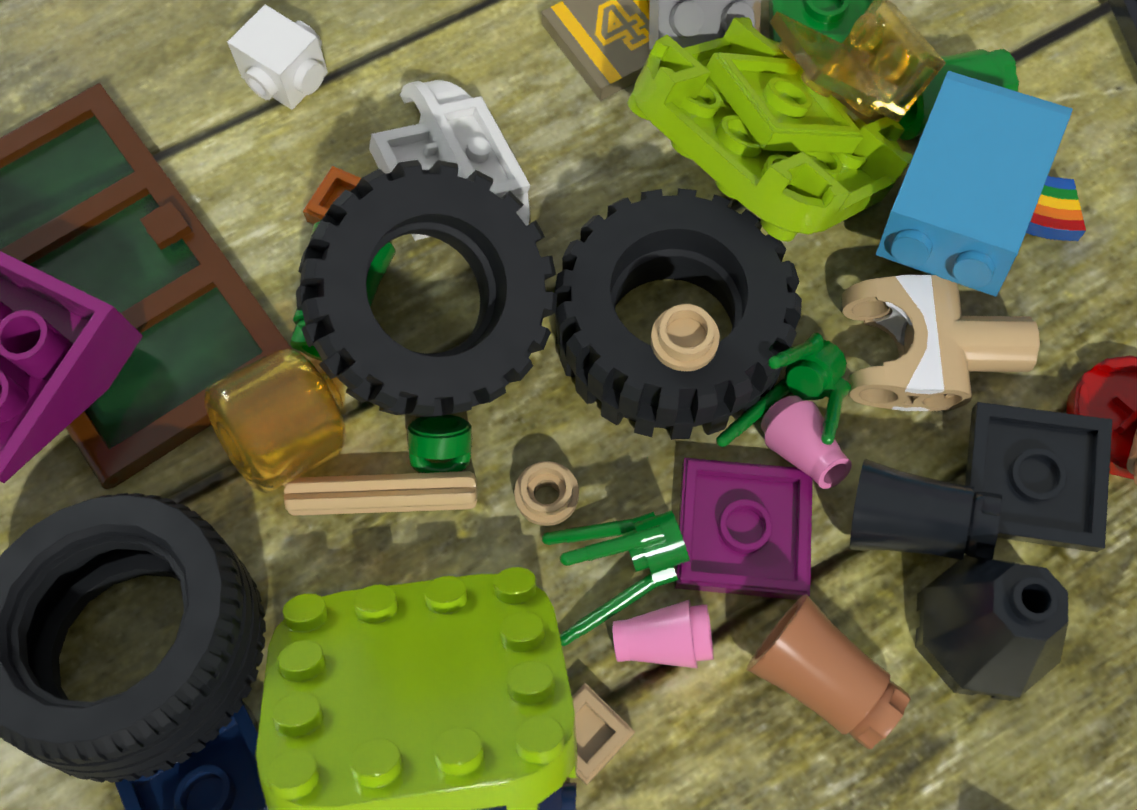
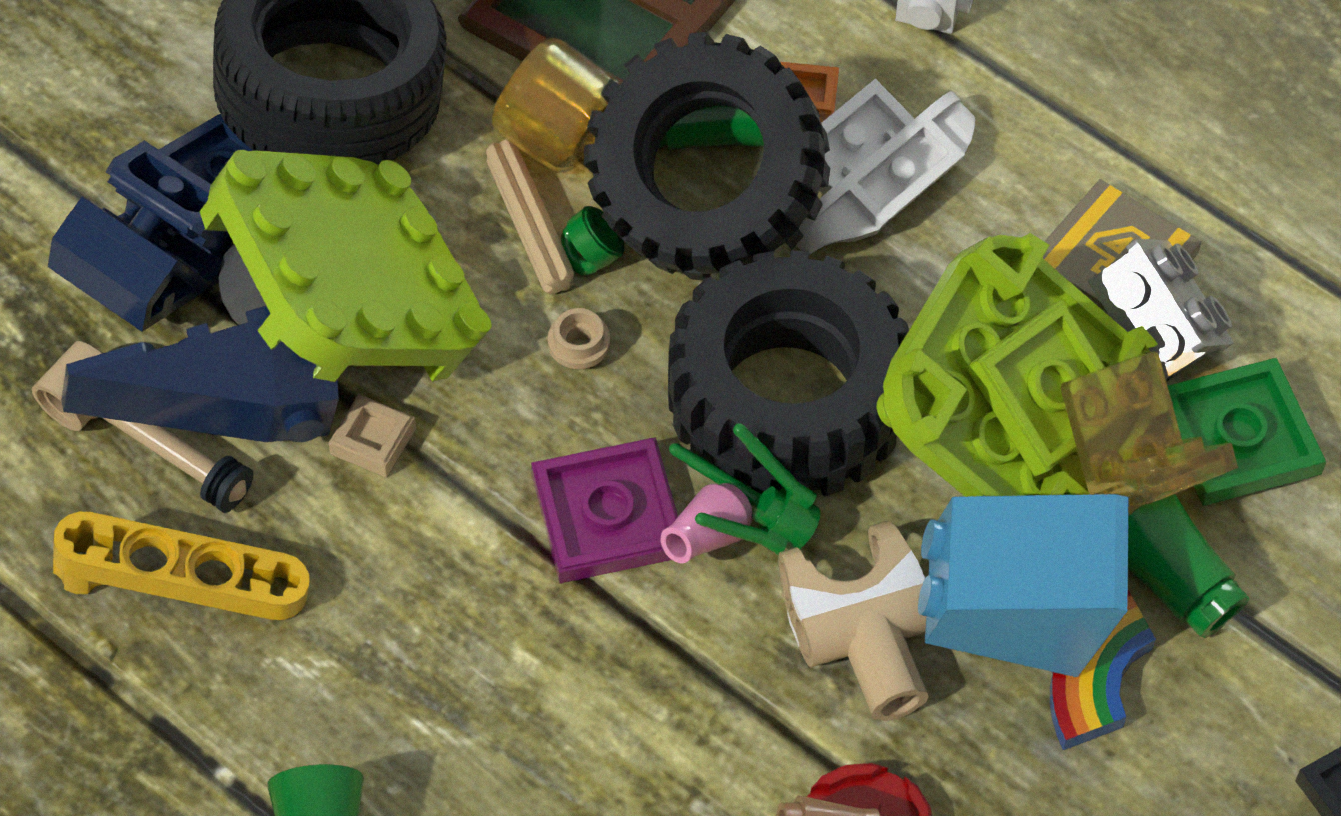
camera: 70 degrees right, 10 degrees down
(652, 544) = (550, 418): green plant -> none
(666, 636) = (479, 470): bright pink cone -> none
(685, 337) = (733, 351): tan plate -> none
(830, 674) = (487, 592): nougat plant -> none
(922, 515) = (661, 620): black plant -> none
(992, 626) = (586, 729): black cone -> none
(1046, 469) = (751, 734): black plate -> none

